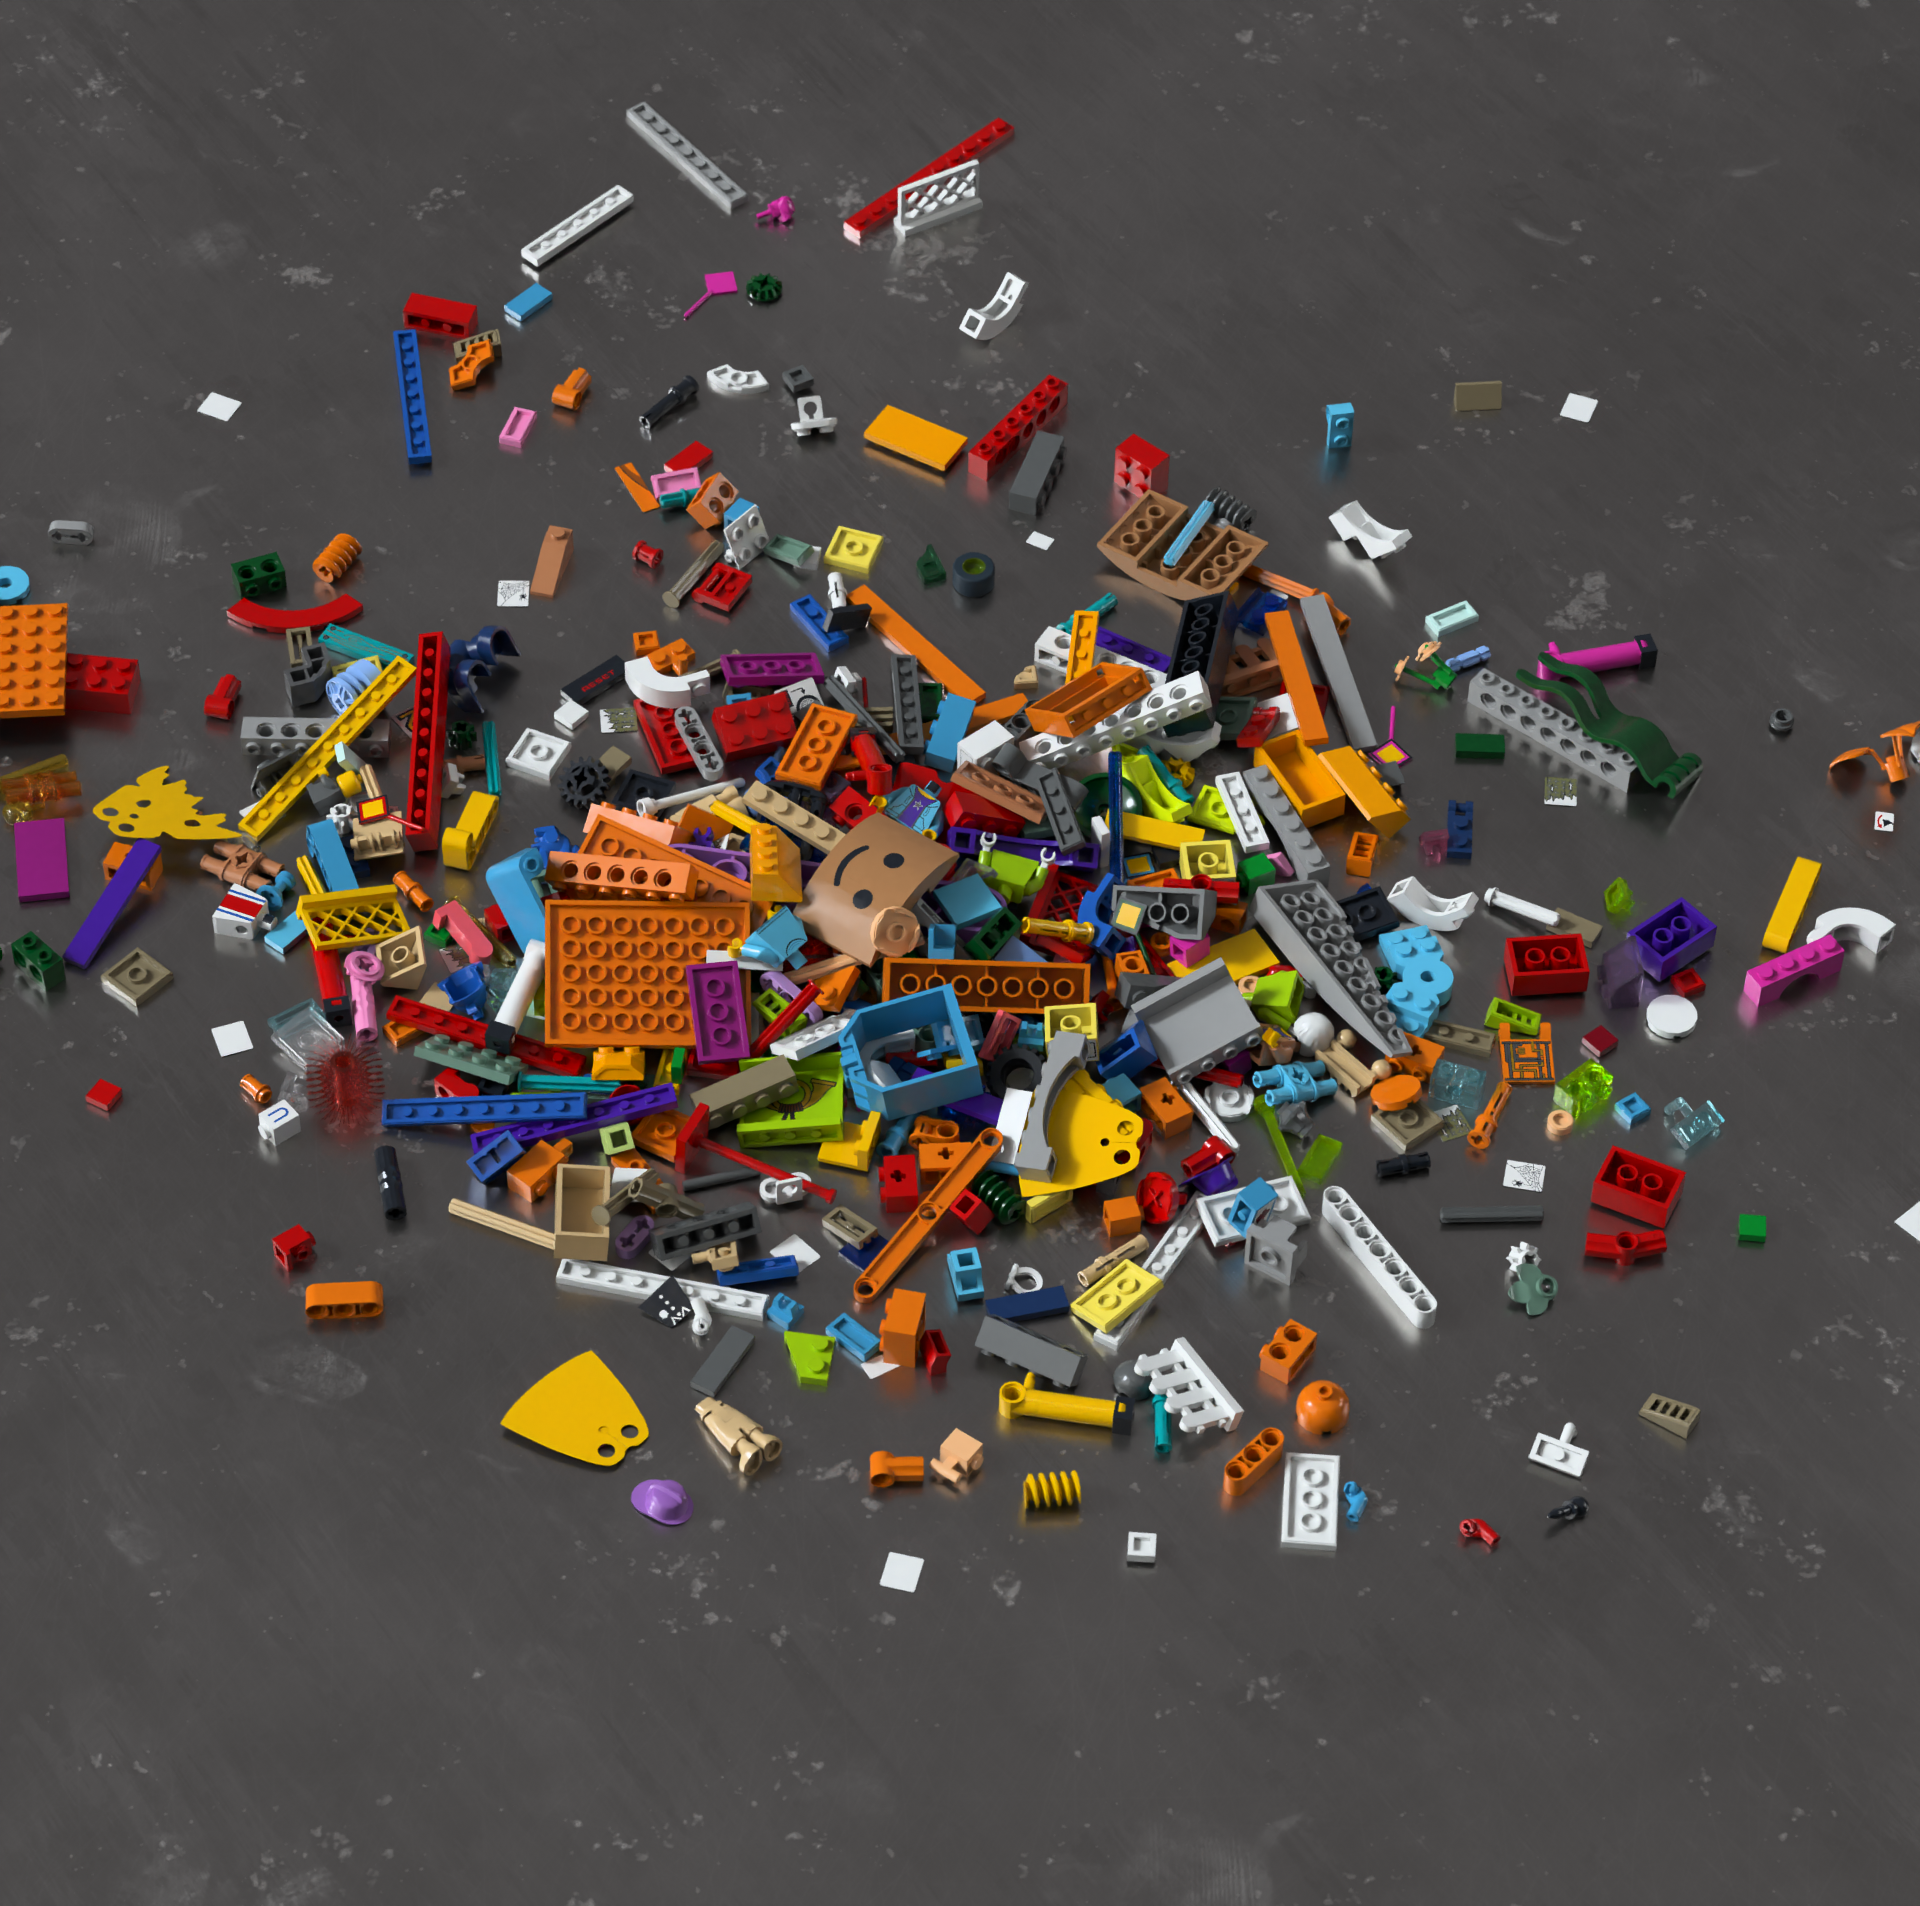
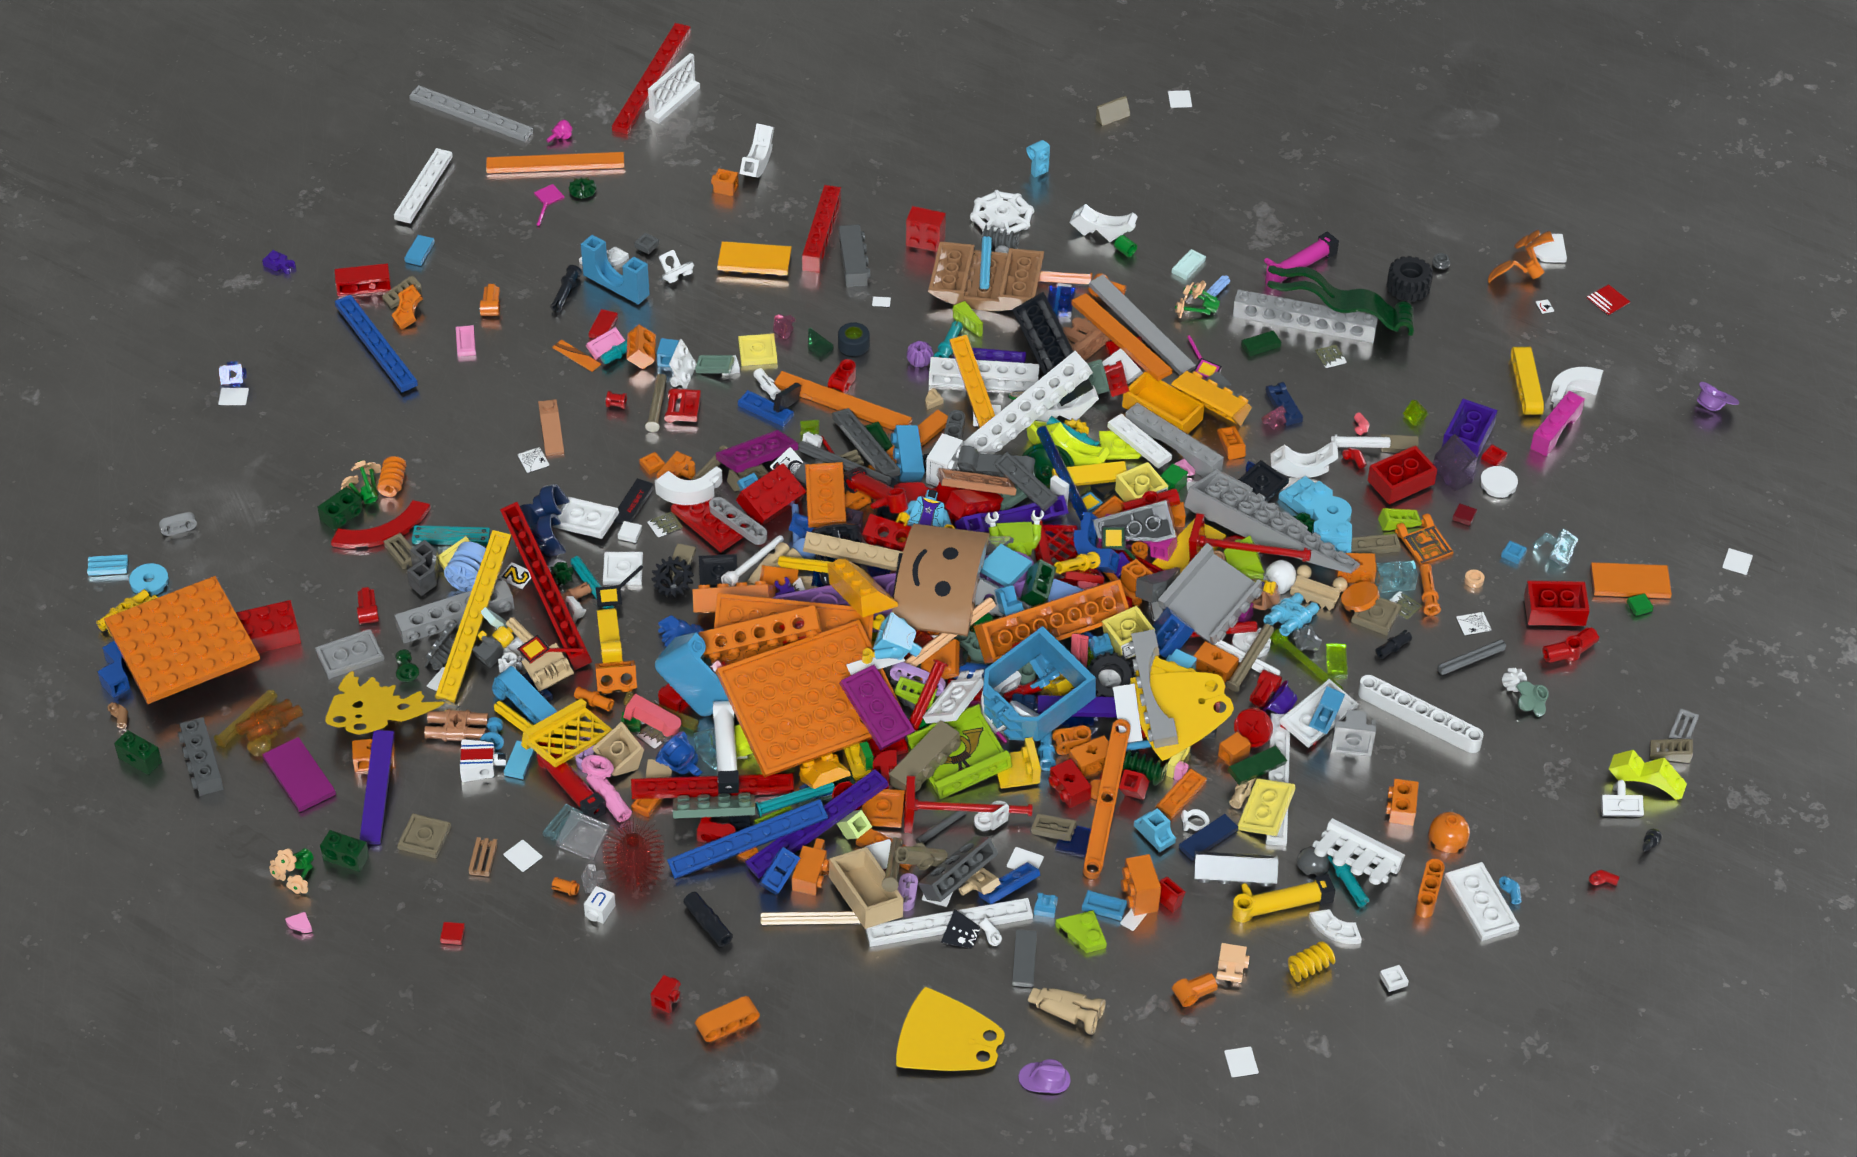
camera: 25 degrees left, 0 degrees up
(175, 745) = (349, 653): none -> light grey tile
(183, 1021) = (485, 843): none -> medium nougat tile
(223, 786) = (406, 671): none -> dark green piece
(227, 379) = (225, 374): none -> clear blue brick
(300, 569) = (368, 493): none -> plant
(360, 263) = (277, 261): none -> dark purple plate
(450, 867) = (615, 670): none -> orange brick
(503, 779) = (612, 594): none -> piece
(529, 680) = (586, 517): none -> white tile
(690, 1082) = (885, 763): none -> red brick
(741, 411) = (633, 282): none -> dark azure arch
(751, 246) = (555, 162): none -> orange tile
(854, 662) = (809, 426): none -> clear neon green tile
(895, 931) = (977, 603): light nougat tile -> none
(900, 531) = (783, 325): none -> clear pink tile
(933, 615) = (843, 376): none -> red piece
(937, 334) = (725, 182): none -> orange brick
(1027, 1245) = (1181, 794): none -> orange tile
(1040, 616) = (919, 354): none -> medium lavender piece
(1042, 1216) = (1180, 770): none -> bright pink tile
(1088, 699) = (1028, 378): orange window -> none
(1111, 1465) = (1335, 928): none -> white tile
(1127, 591) = (968, 318): none -> lime slope
(1133, 1243) = (1257, 765): none -> dark green tile
(1209, 1115) = (1250, 657): none -> dark tan axle
(1235, 953) = (1198, 540): none -> red tile
(1255, 465) = (1010, 211): none -> white plate
(1384, 569) = (1125, 245): none -> green beam
(1507, 921) = (1355, 454): none -> red arm
(1542, 888) = (1363, 424): none -> coral arm
(1583, 1088) = (1477, 549): clear neon green brick -> none
(1626, 1432) = (1659, 772): none -> neon yellow arch
(1714, 1399) = (1688, 714): none -> light grey tile
(1721, 727) = (1409, 278): none -> black tyre
(1761, 1194) = (1630, 580): none -> orange tile

